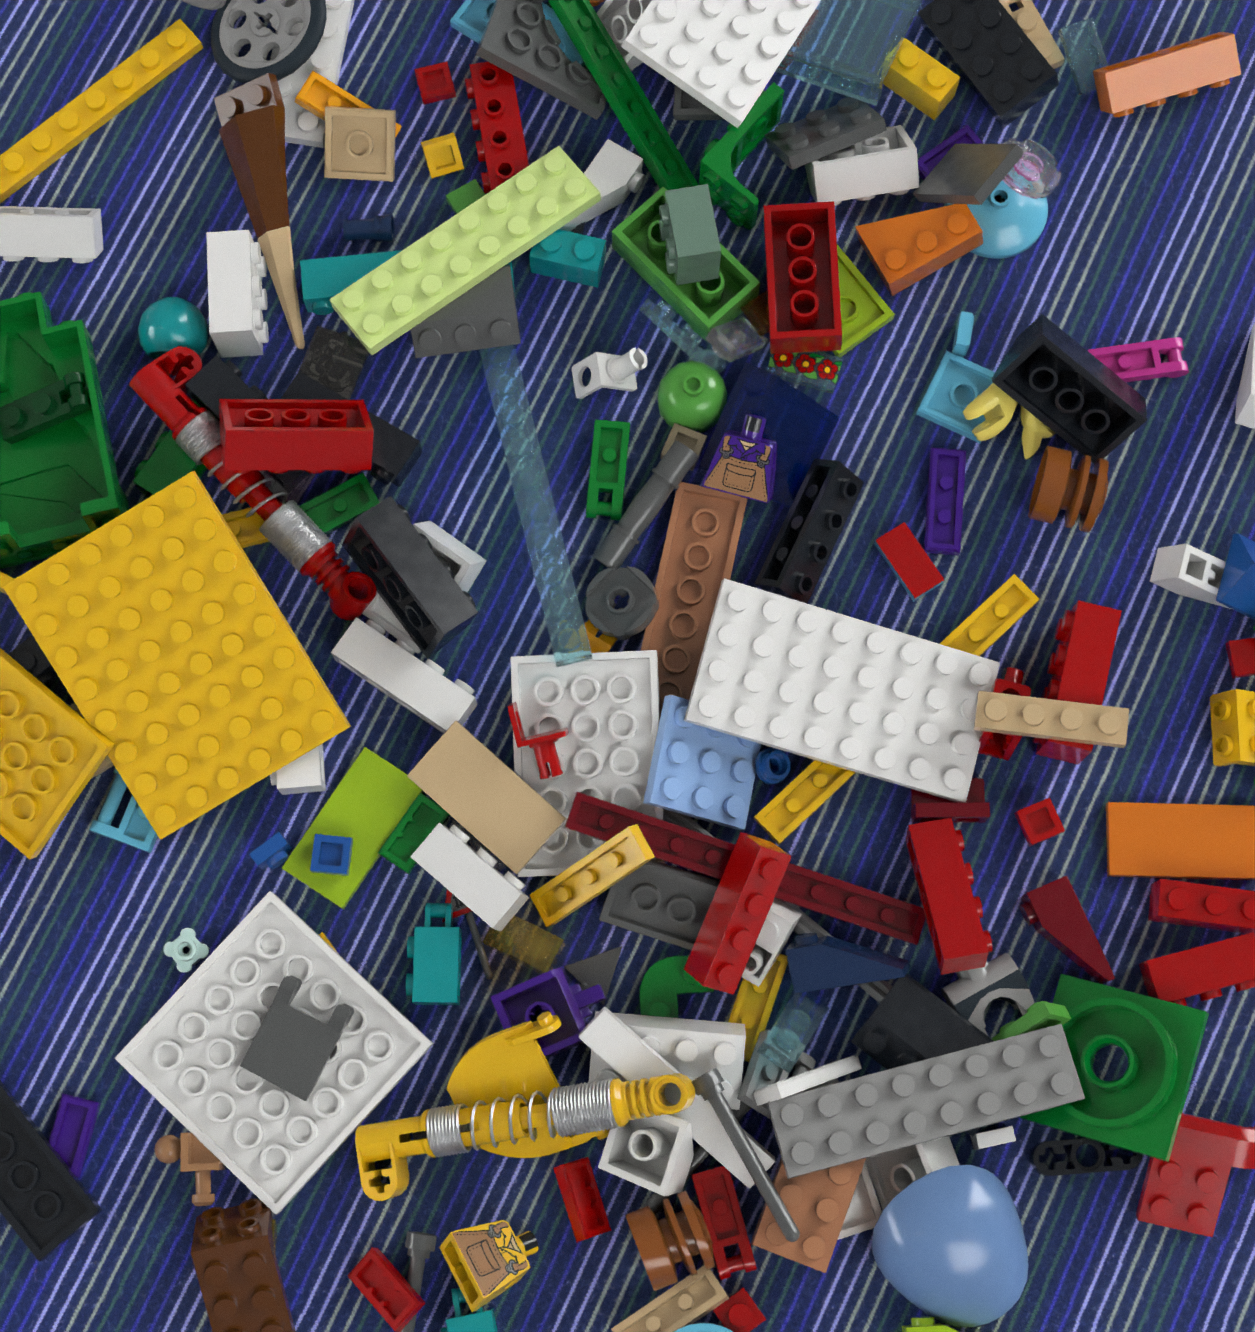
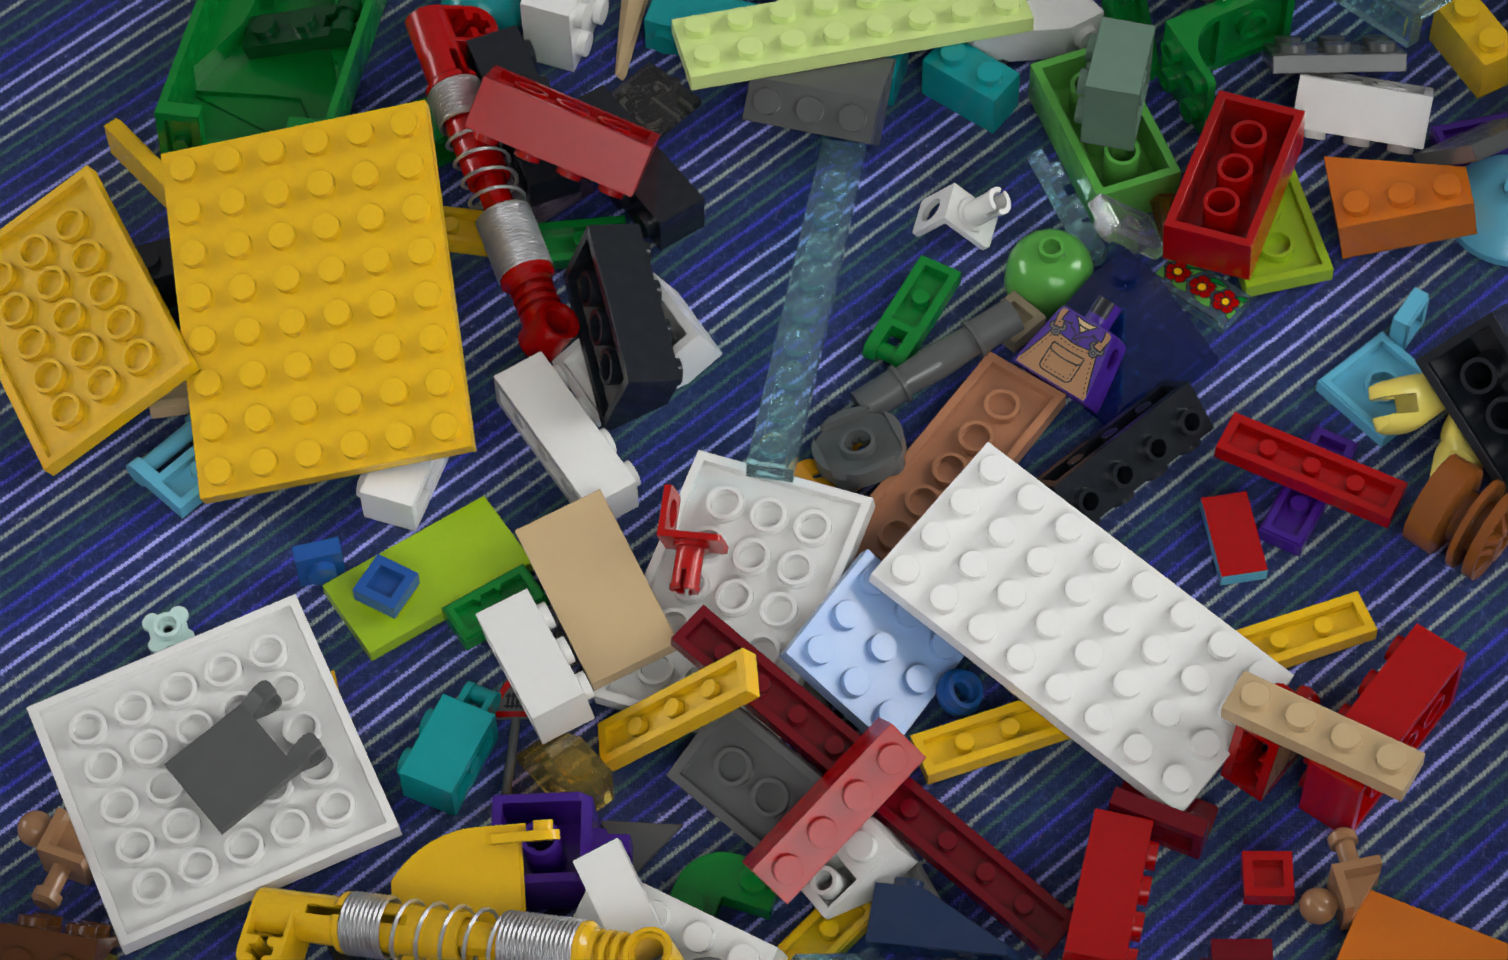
camera: 25 degrees right, 20 degrees down
(946, 490) = (1311, 470): none -> red plate
(1096, 809) = (1346, 885): none -> medium nougat piece

